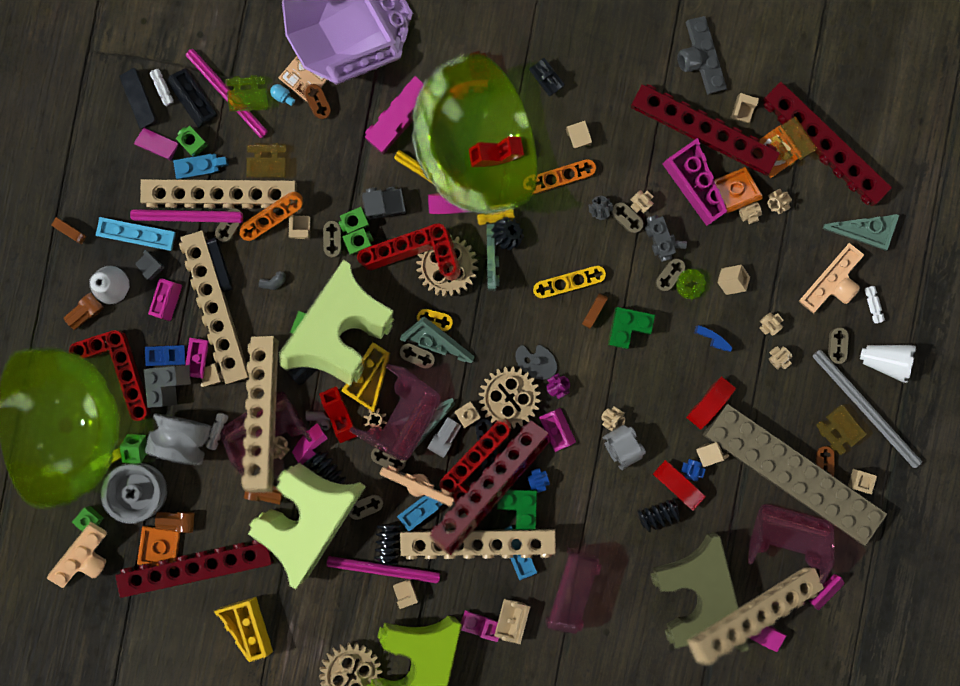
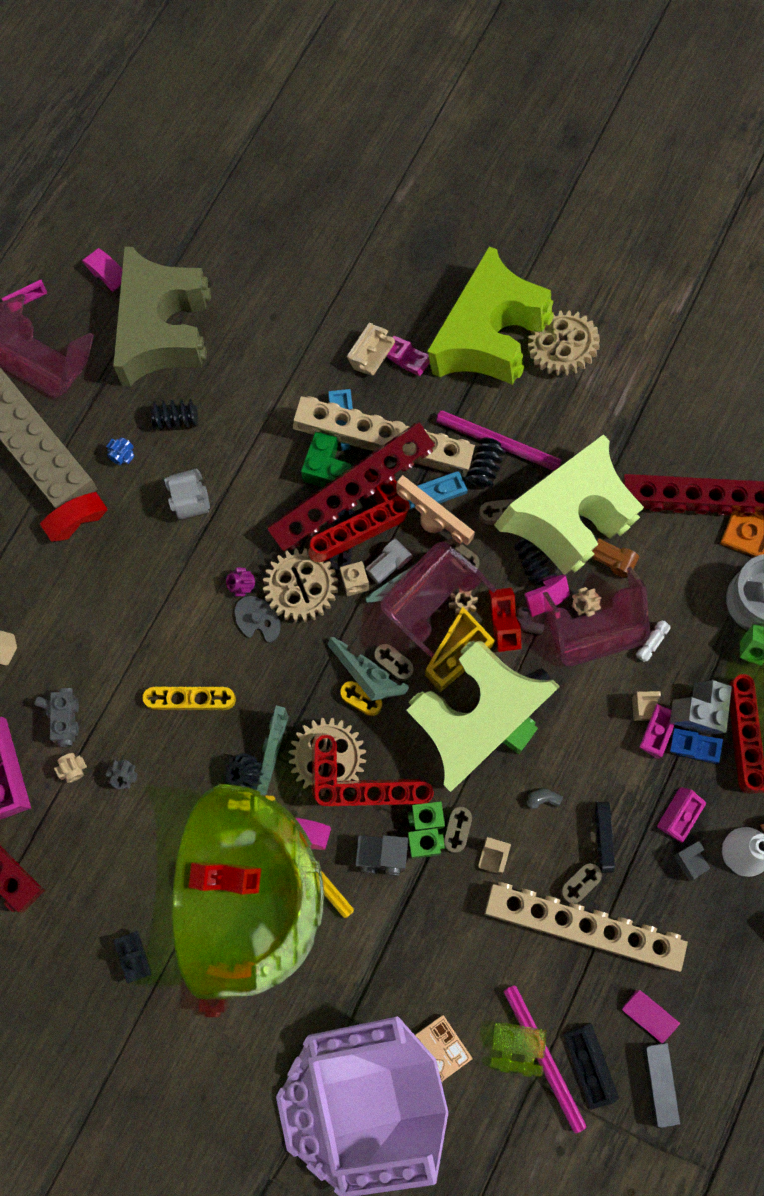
camera: 165 degrees left, 15 degrees down
(135, 234) = (701, 905): medium azure plate -> none
(161, 87) = (627, 1091): white axle -> none
(177, 521) = (718, 551): dark orange piece -> none
(178, 439) = (702, 637): light grey piece -> none
(186, 216) = (632, 909): dark pink axle -> none
(187, 246) = (623, 700): tan brick -> none
(197, 146) = (594, 1000): bright green brick -> none
(198, 166) = (603, 971): dark azure hinge -> none
(247, 628) = (667, 417): yellow wedge -> none
(264, 480) = (592, 625): tan brick -> none
(266, 167) = (517, 944): clear yellow plate -> none
(269, 214) = (524, 873): orange beam -> none
(281, 94) = (473, 1035): medium azure cylinder -> none
(313, 103) = (436, 1011): dark orange beam -> none
(395, 119) = (332, 960): dark pink wedge -> none
(405, 593) = (480, 407): tan panel -> none
(538, 480) = (296, 486): blue gear -> none
(558, 429) = (257, 537): dark pink slope -> none
(560, 179) = (158, 831): orange beam -> none
(573, 592) = (292, 354): clear pink windscreen -> none
(579, 134) = (117, 871): tan panel -> none
(594, 310) = (170, 656): dark orange beam -> none
(613, 418) = (190, 529): tan gear -> none
(627, 321) = (137, 631): green brick -> none
(630, 214) = (90, 757): dark tan beam -> none
(666, 272) = (66, 668): dark tan beam -> none
(679, 485) = (141, 439): red brick -> none
(685, 278) = (51, 662): clear neon green gear -> none
(711, 454) = (93, 459): tan panel -> none
(717, 341) = (44, 583): blue slope -> none
(768, 606) = (104, 276): tan brick -> none

